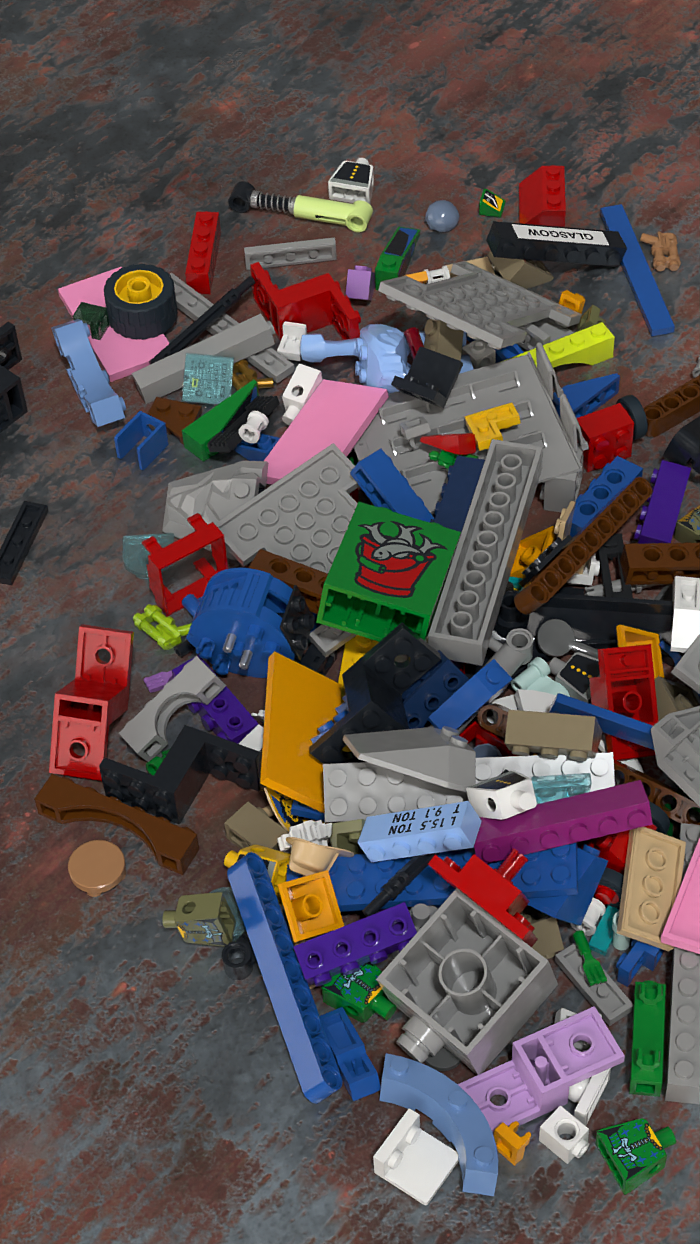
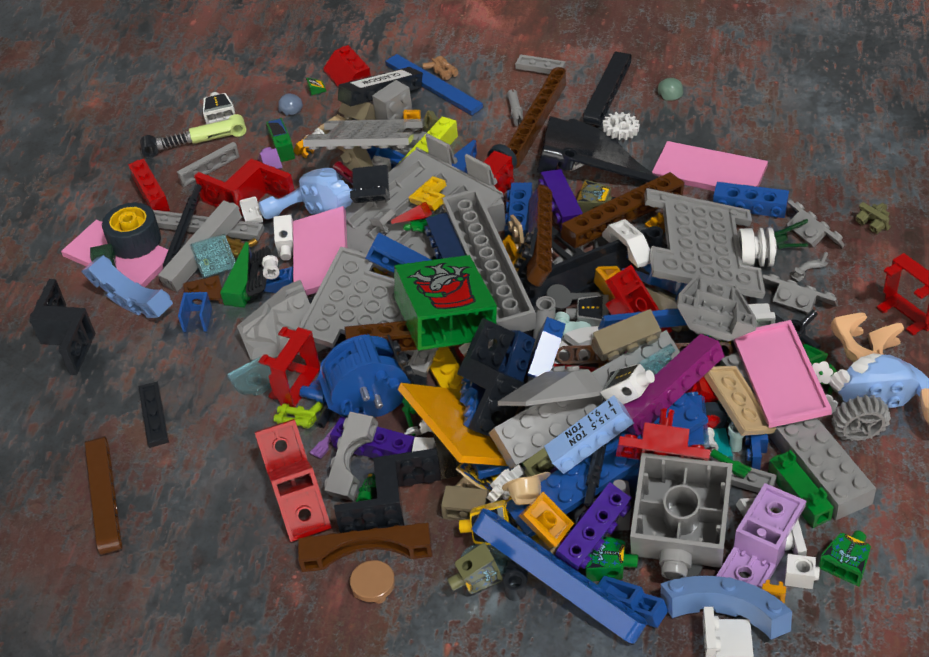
camera: 30 degrees left, 5 degrees down
(556, 271) = (392, 101): none -> light grey brick

